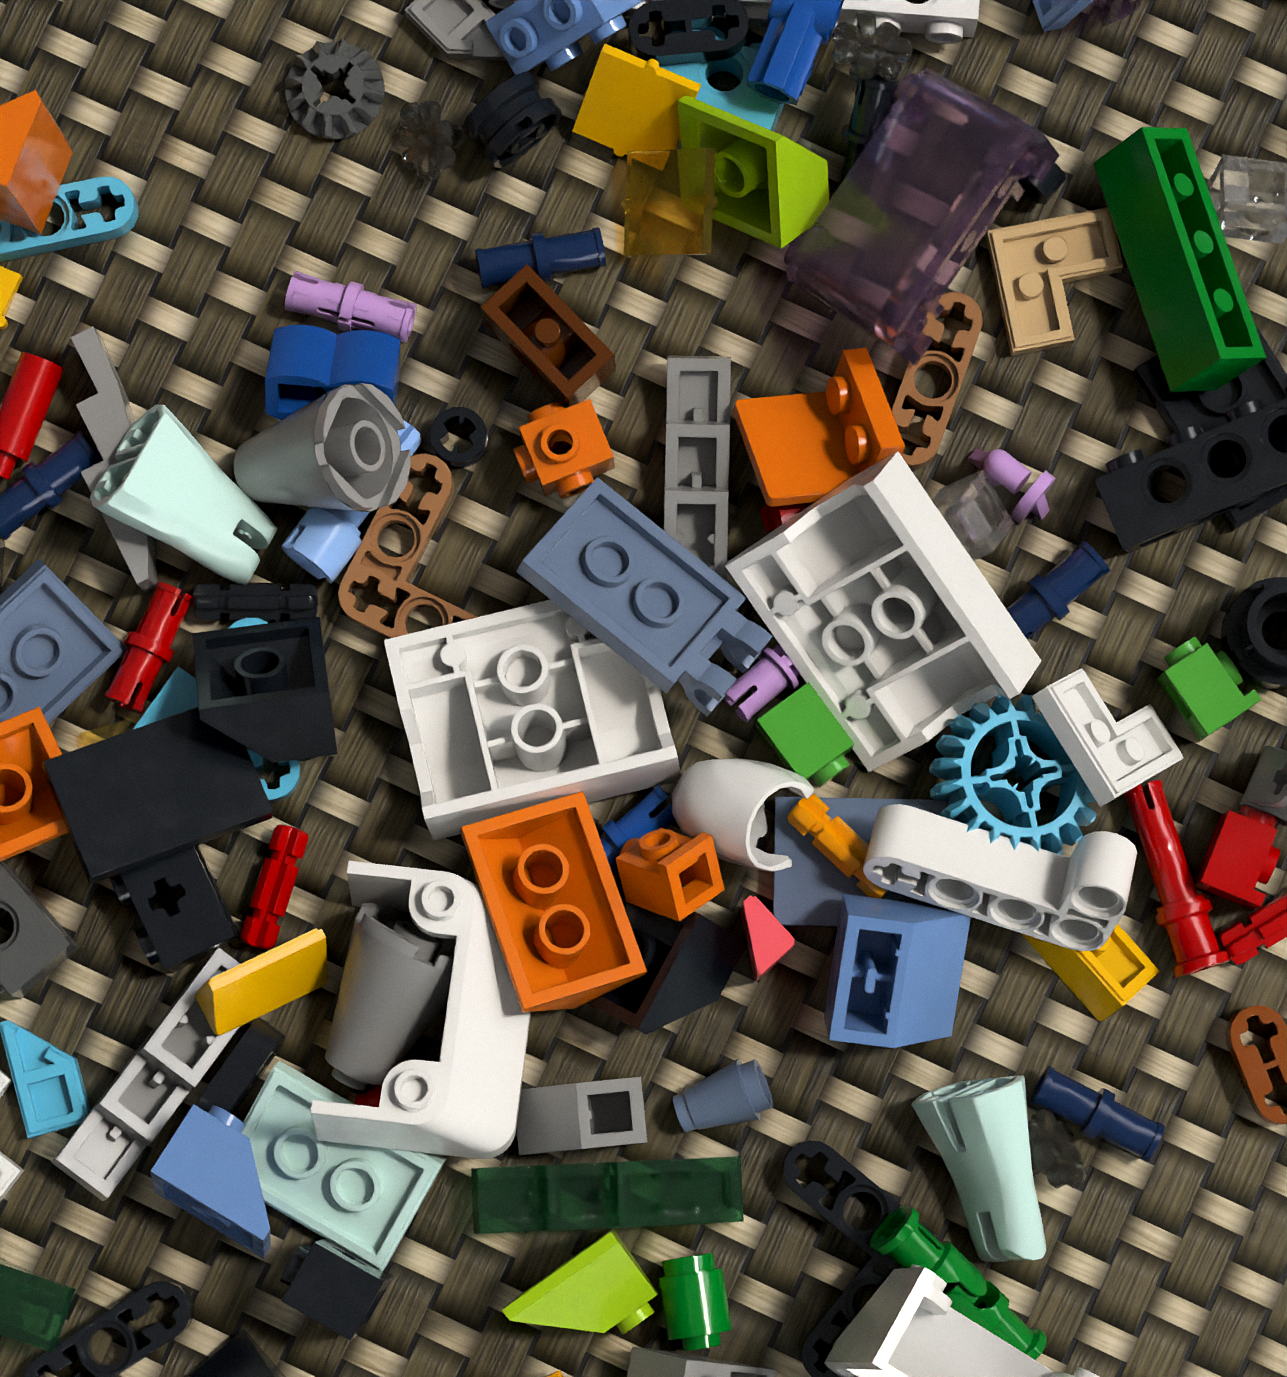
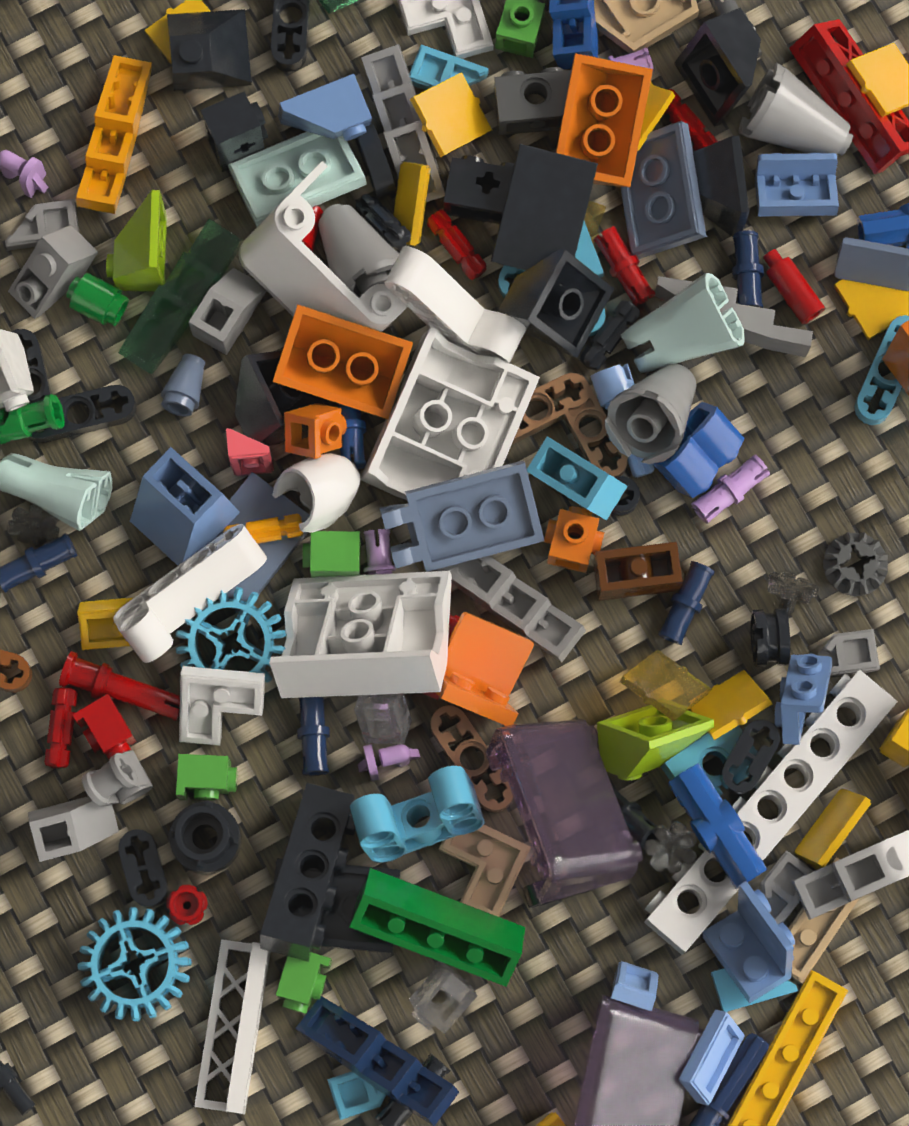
camera: 120 degrees right, 5 degrees down
(103, 1019) = (450, 114): none -> yellow piece
(316, 1000) = (383, 221): none -> black axle
(379, 801) = (450, 309): none -> white beam
(485, 495) = (576, 478): none -> medium azure brick
(1100, 407) = (390, 830): none -> medium azure beam

